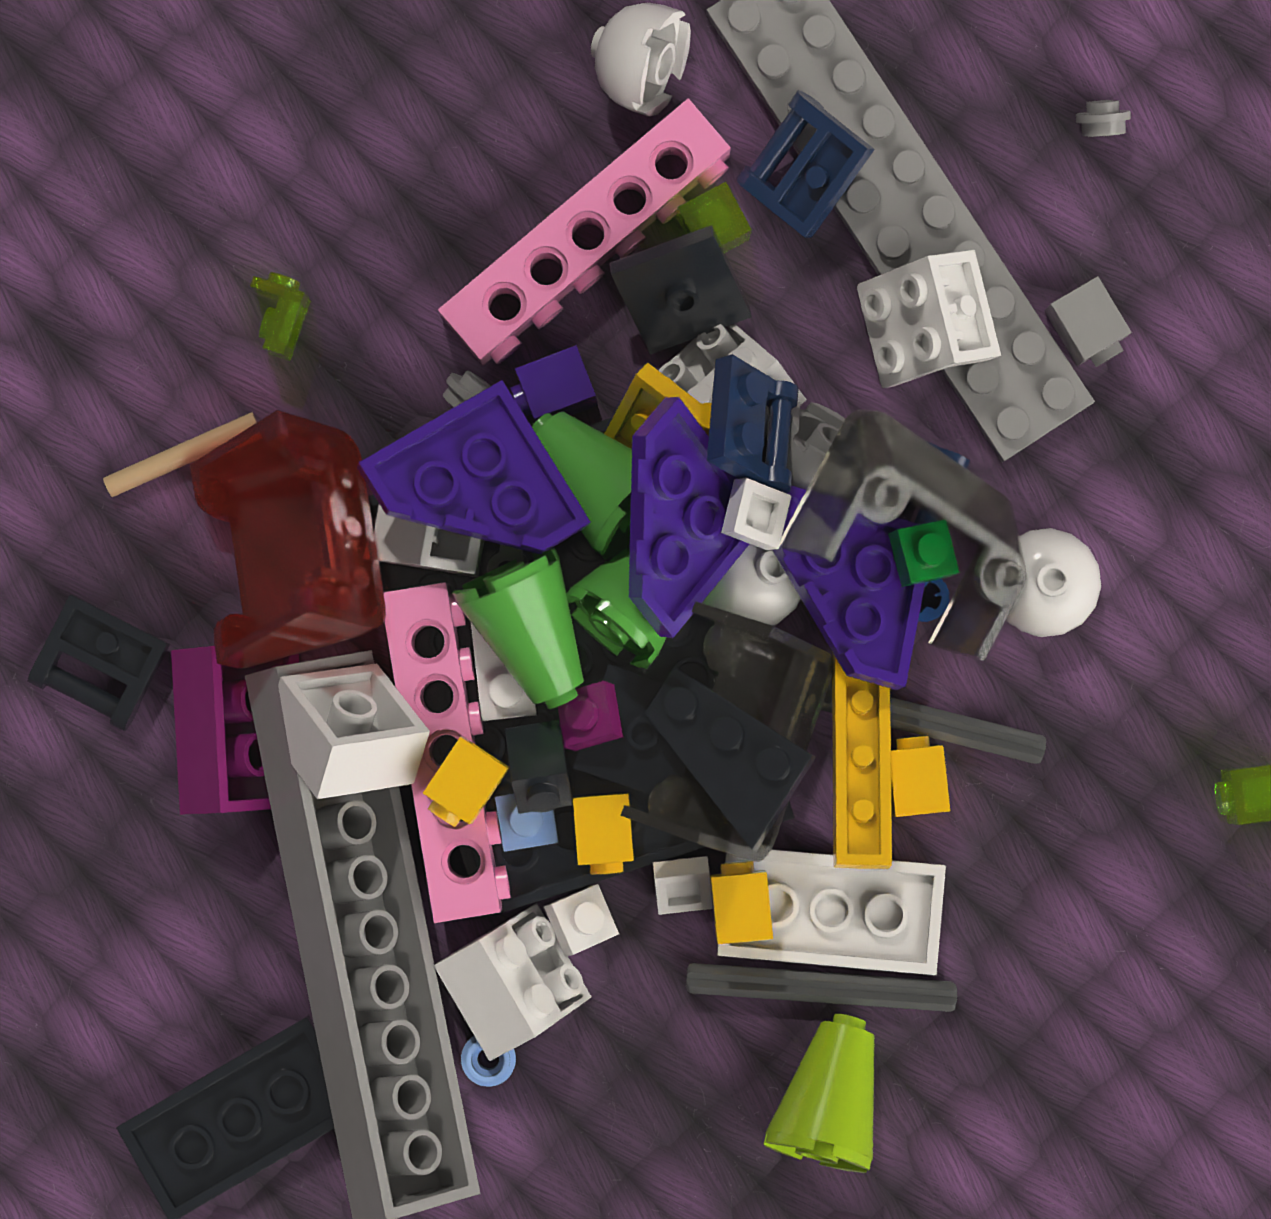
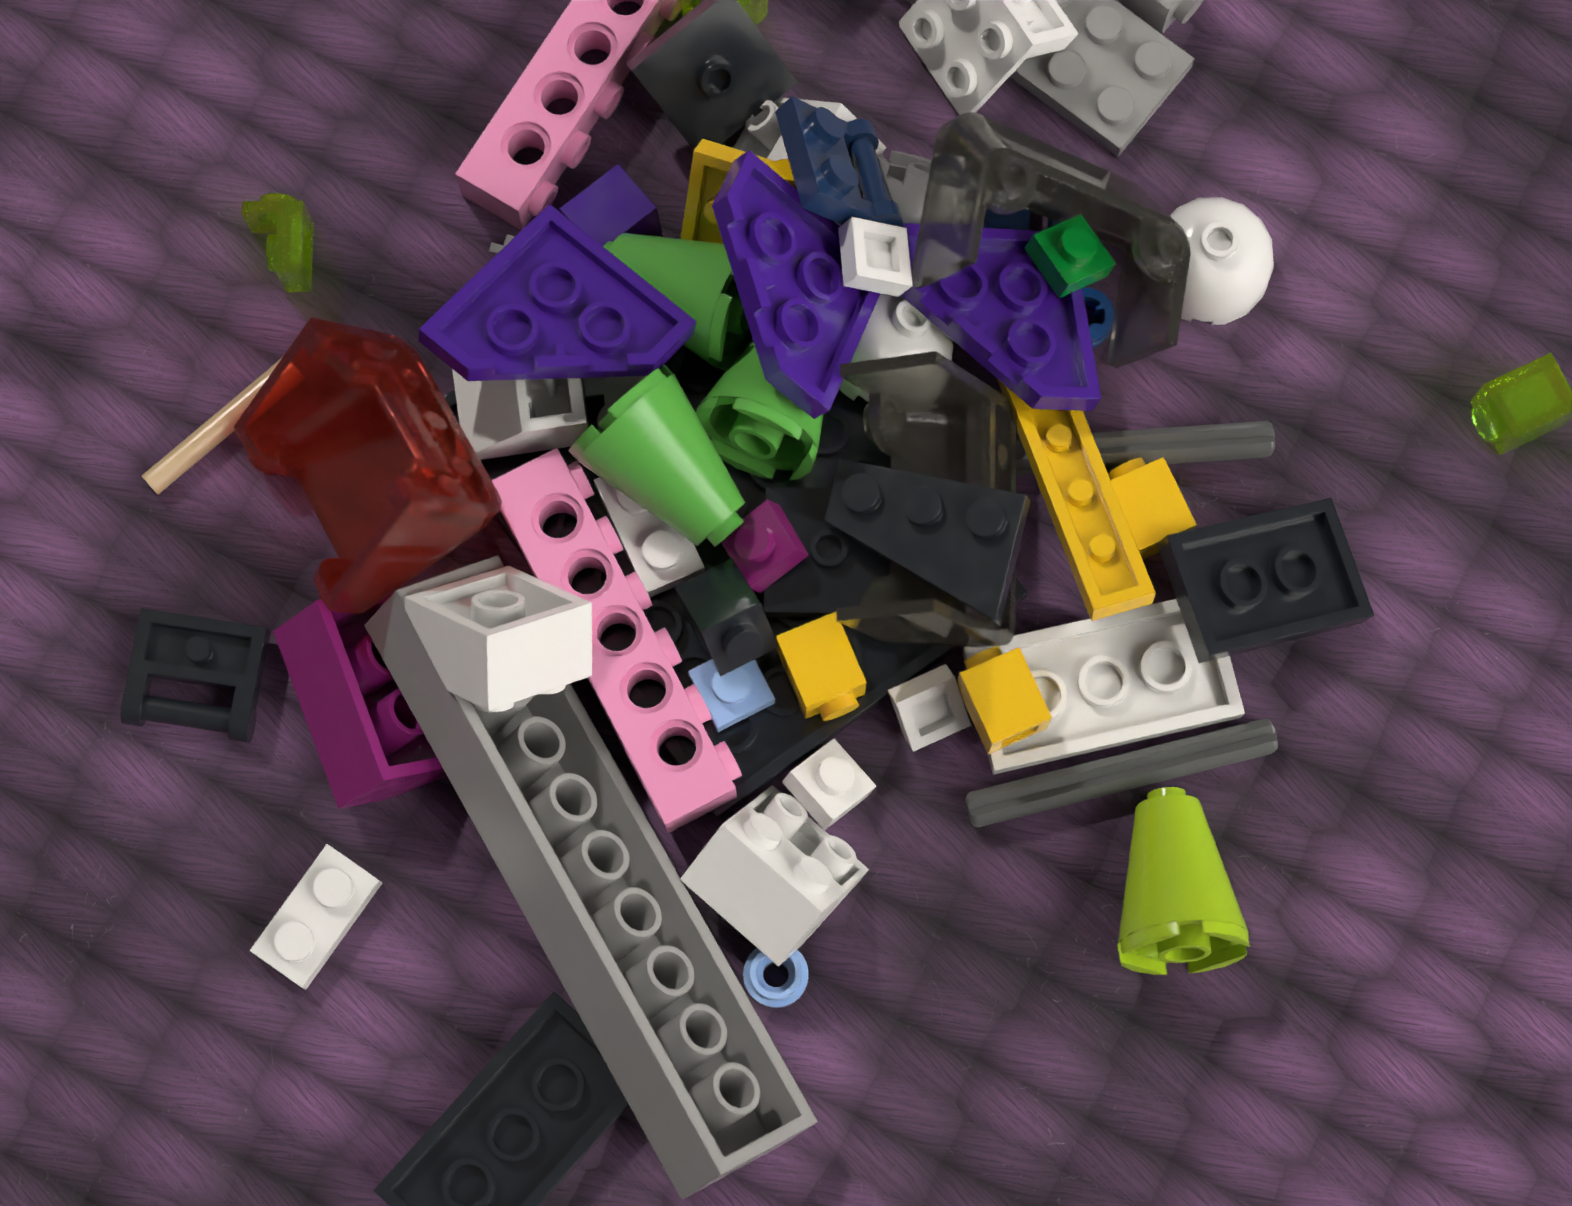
camera: 20 degrees left, 10 degrees down
(137, 890) = (316, 916): none -> white plate
(464, 783) = (649, 649): yellow brick -> none
(991, 873) = (1264, 579): none -> black plate

